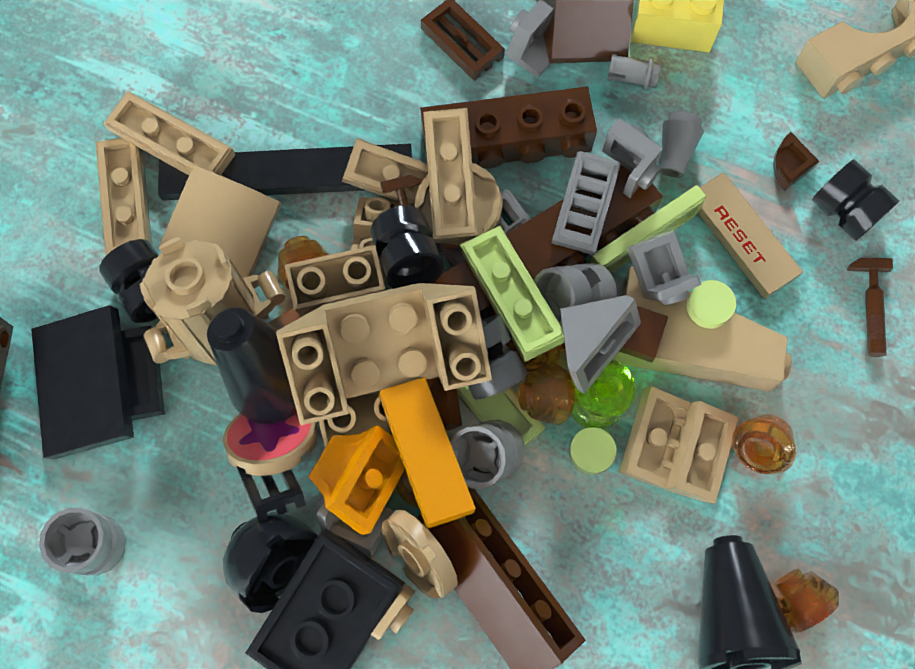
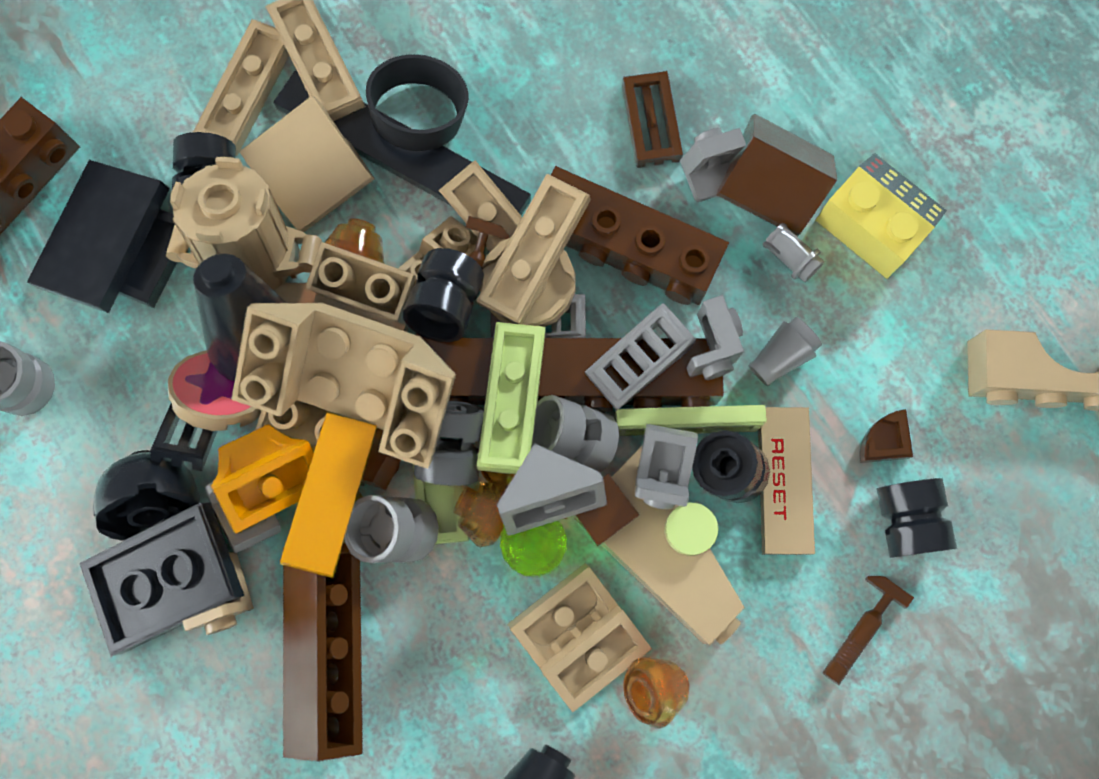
camera: 35 degrees right, 5 degrees up
(272, 100) = (416, 70): none -> black tyre
(424, 557) = (269, 580): tan tile -> none
(592, 450) = (496, 589): yellowish green tile -> none
(705, 243) = (730, 467): none -> black wheel

